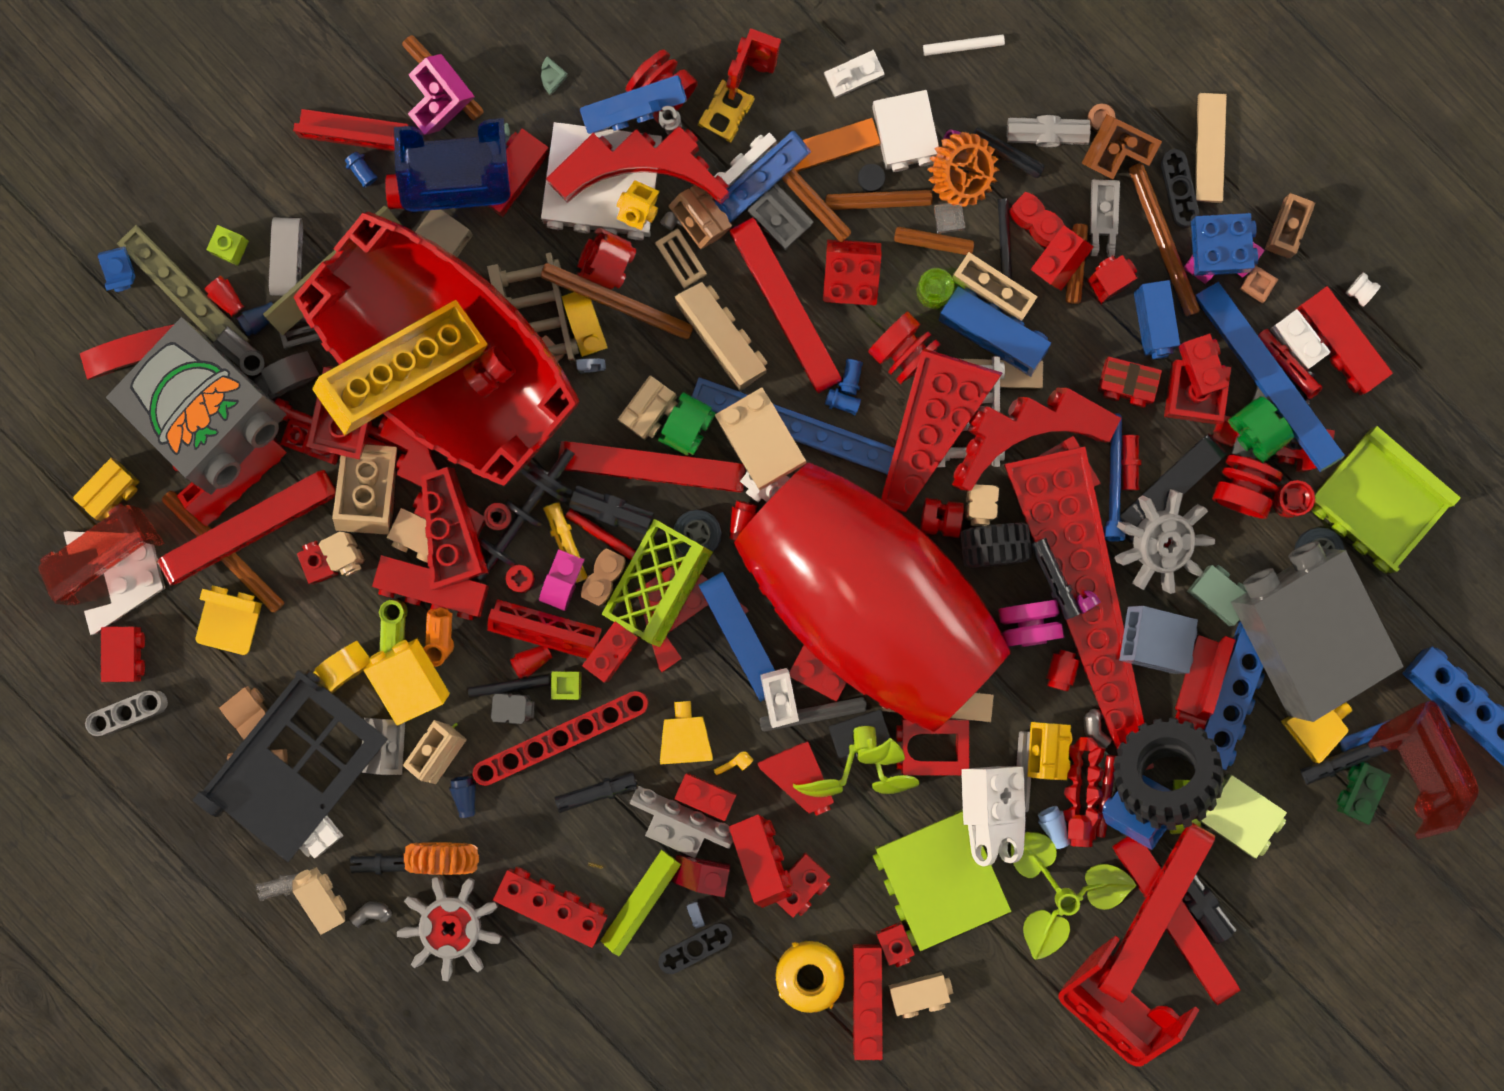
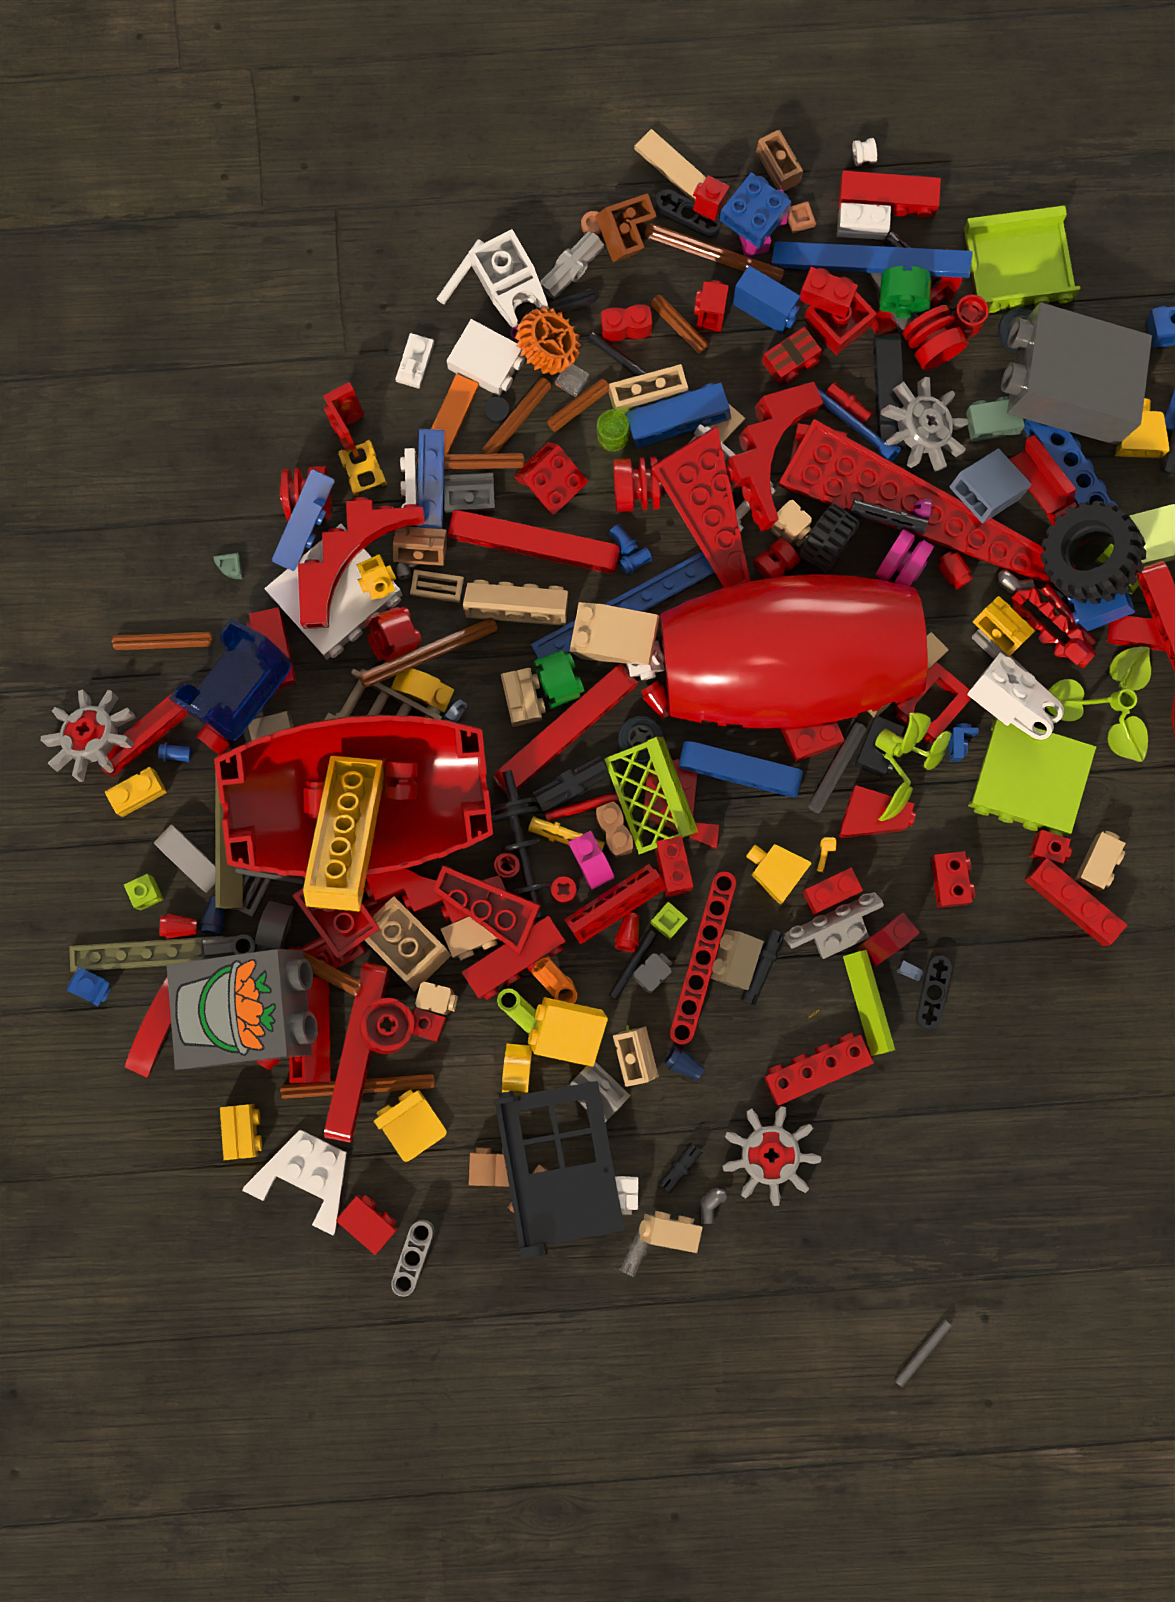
camera: 50 degrees left, 5 degrees down
(96, 552) = (279, 1176): clear red windscreen -> none
(267, 536) = (396, 1014): none -> red brick
(289, 452) = (333, 975): none -> dark orange axle
(301, 167) = (135, 792): none -> yellow brick
(313, 88) = (88, 734): none -> light grey gear
(413, 312) = (313, 796): none -> red brick
(441, 858) = (716, 1116): orange gear -> none
(443, 94) = (177, 646): dark pink brick -> none
(582, 766) = (736, 959): none -> dark tan brick
(669, 119) = (334, 505): light grey pin -> none
(761, 860) = (913, 888): red brick -> none
(779, 697) = (807, 777): white hinge -> none
(809, 954) = (1002, 928): yellow piece -> none
(916, 797) = (958, 746): none -> blue bracket
(990, 97) = (507, 275): none -> white brick
(1054, 825) = (1058, 667): light blue cone -> none
(1062, 257) = (668, 327): red brick -> none
(1104, 214) = (662, 277): light grey hinge -> none
(1205, 196) = (710, 197): none -> red brick
(1290, 364) = (885, 239): red pin -> none

